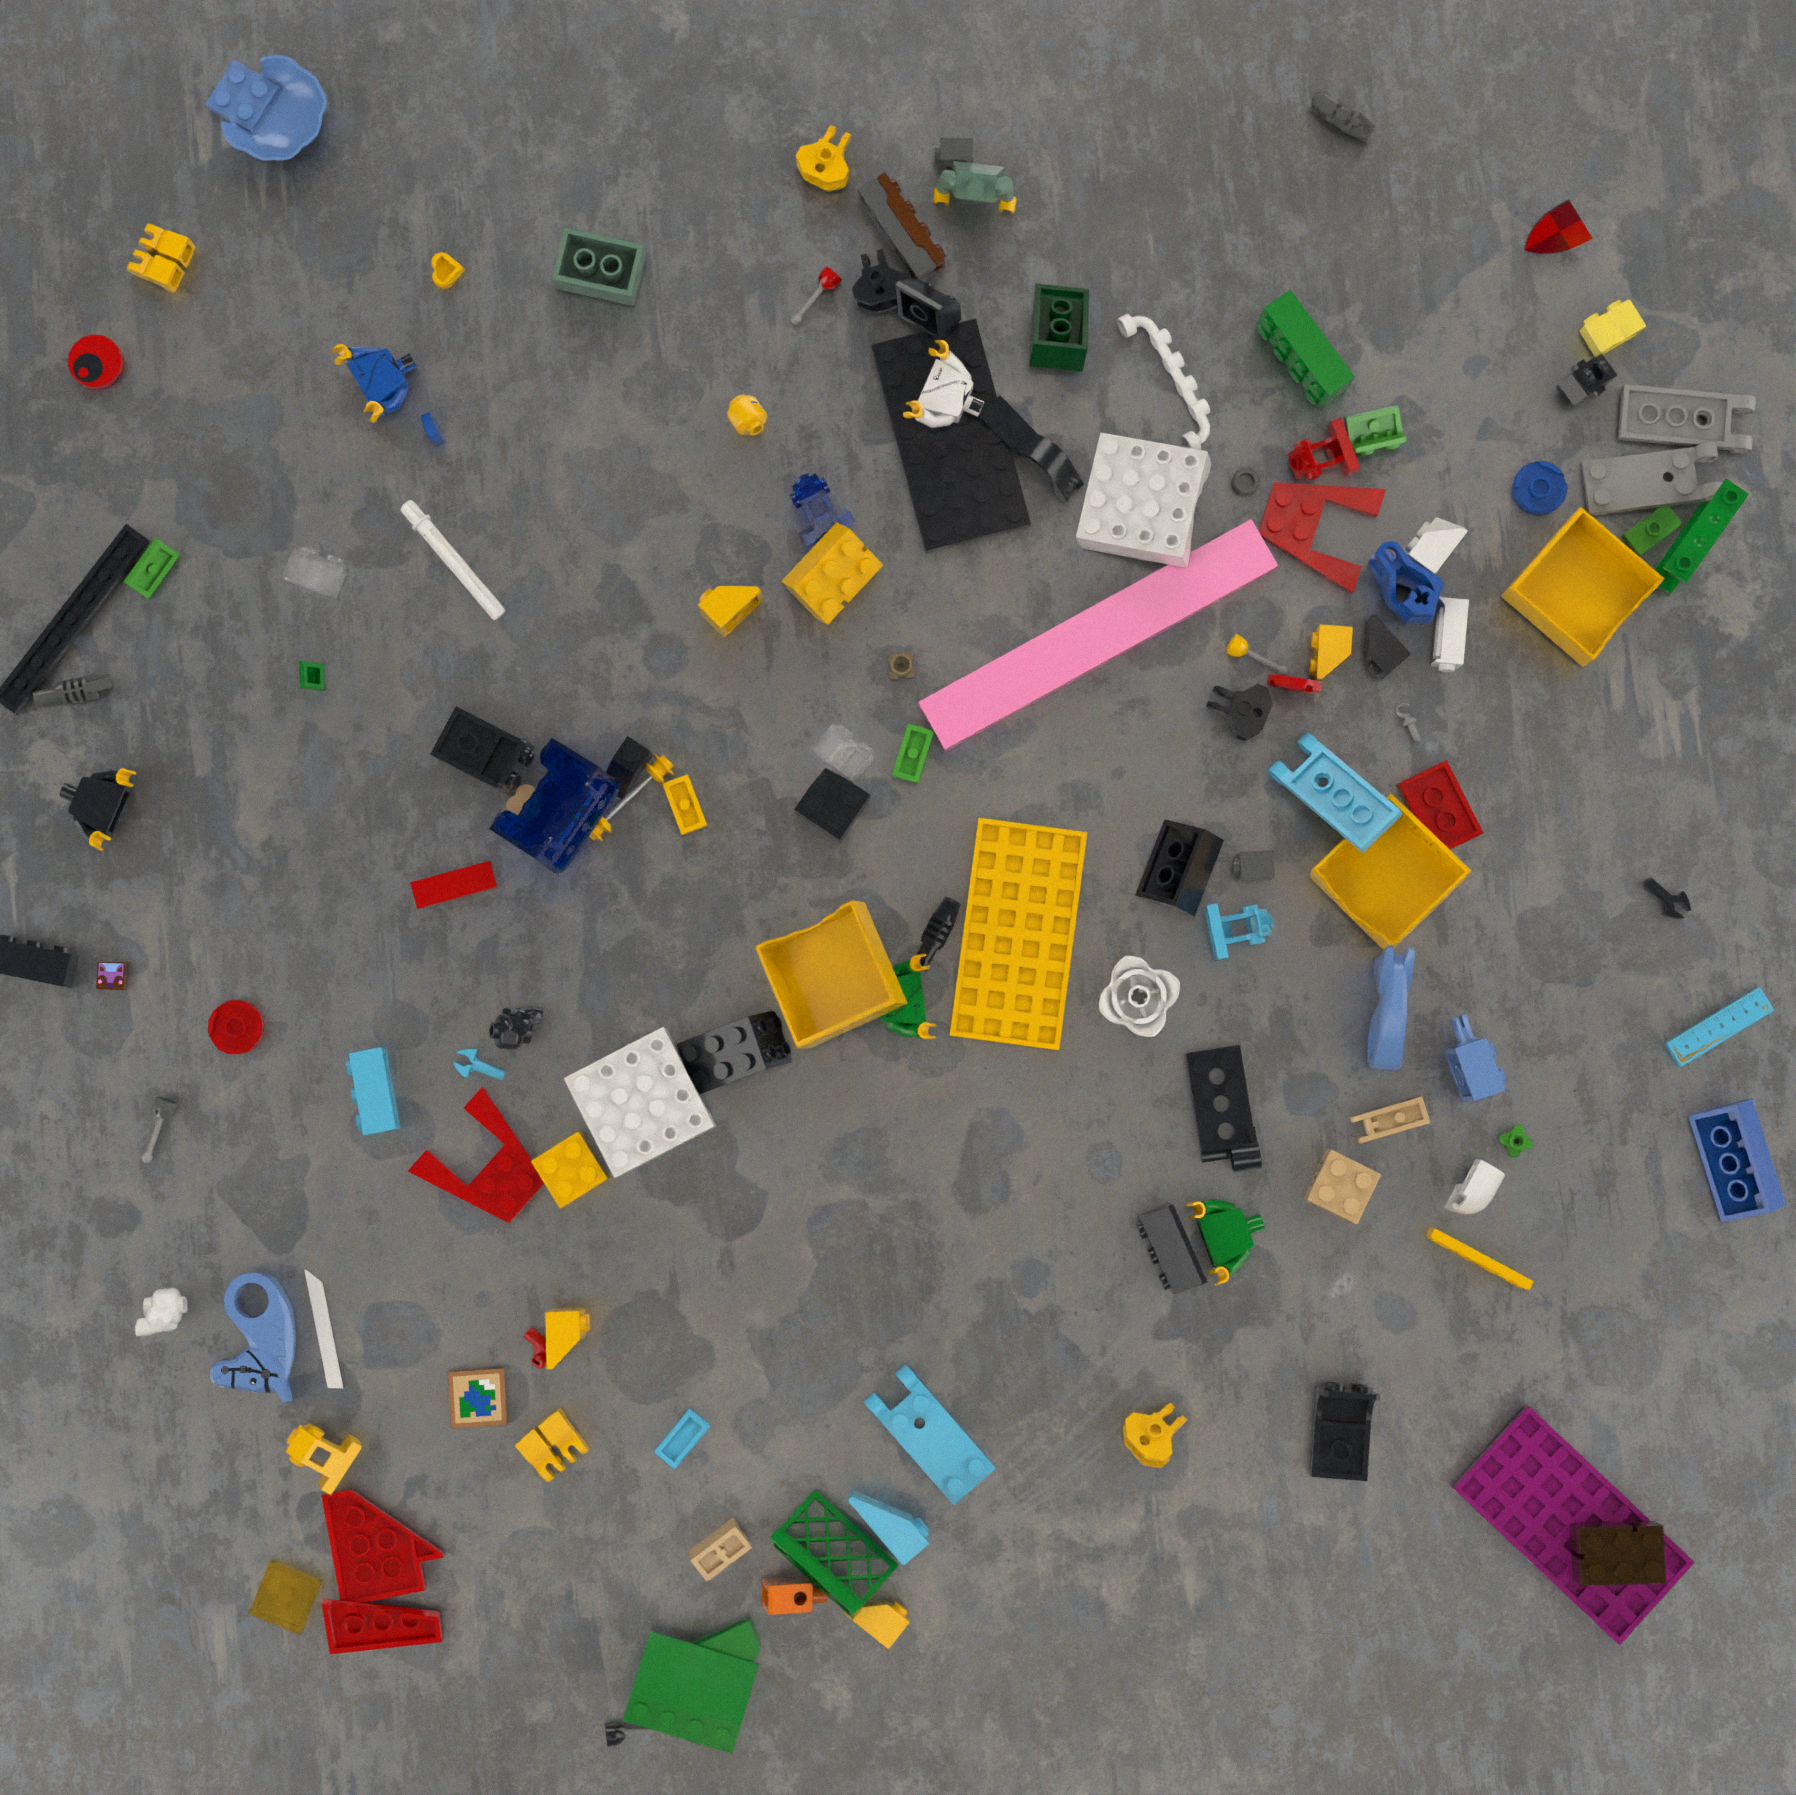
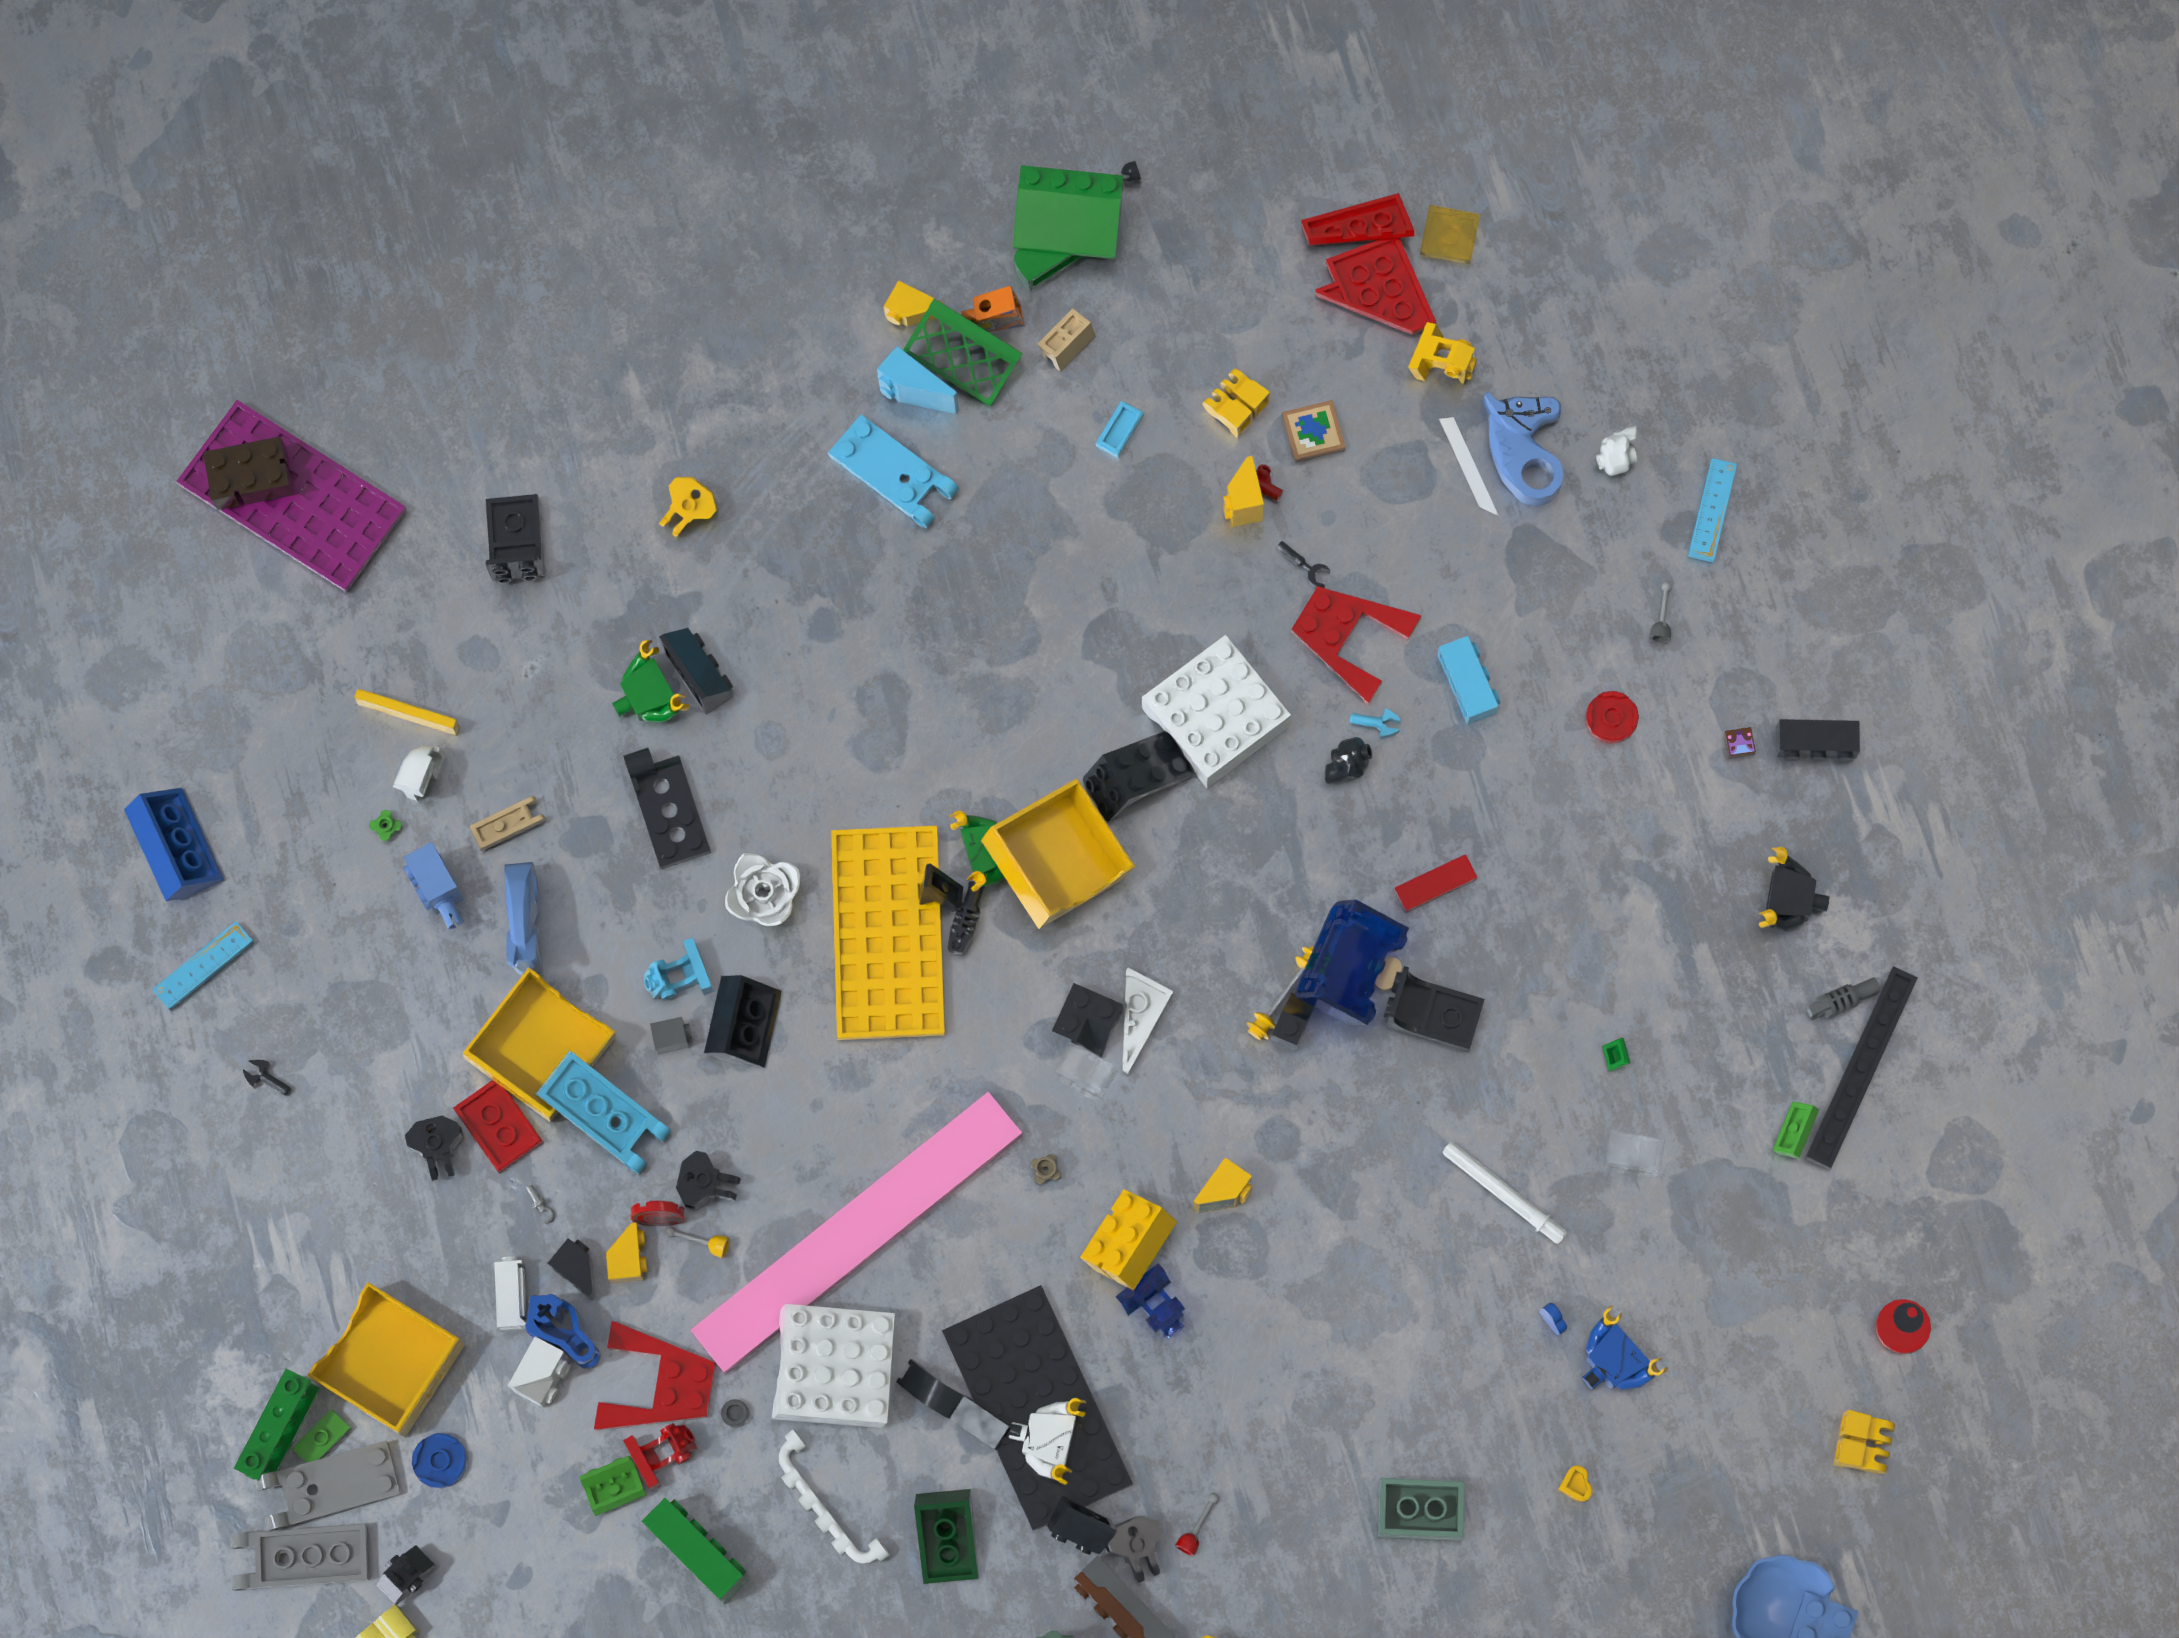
camera: 175 degrees right, 10 degrees down
(79, 1232) = (1712, 510): none -> medium azure tile
(521, 1255) = (1300, 561): none -> black piece
(570, 1169) = (1269, 642): yellow brick -> none
(684, 804) = (1229, 996): yellow plate -> none
(746, 415) = (1243, 1387): yellow head -> none
(775, 806) = (1143, 1008): none -> white wing
(912, 753) = (1018, 1084): bright green plate -> none
(957, 962) = (940, 888): none -> black slope
(1341, 1186) = (545, 753): tan brick -> none
(1506, 793) = (435, 1145): none -> black hinge

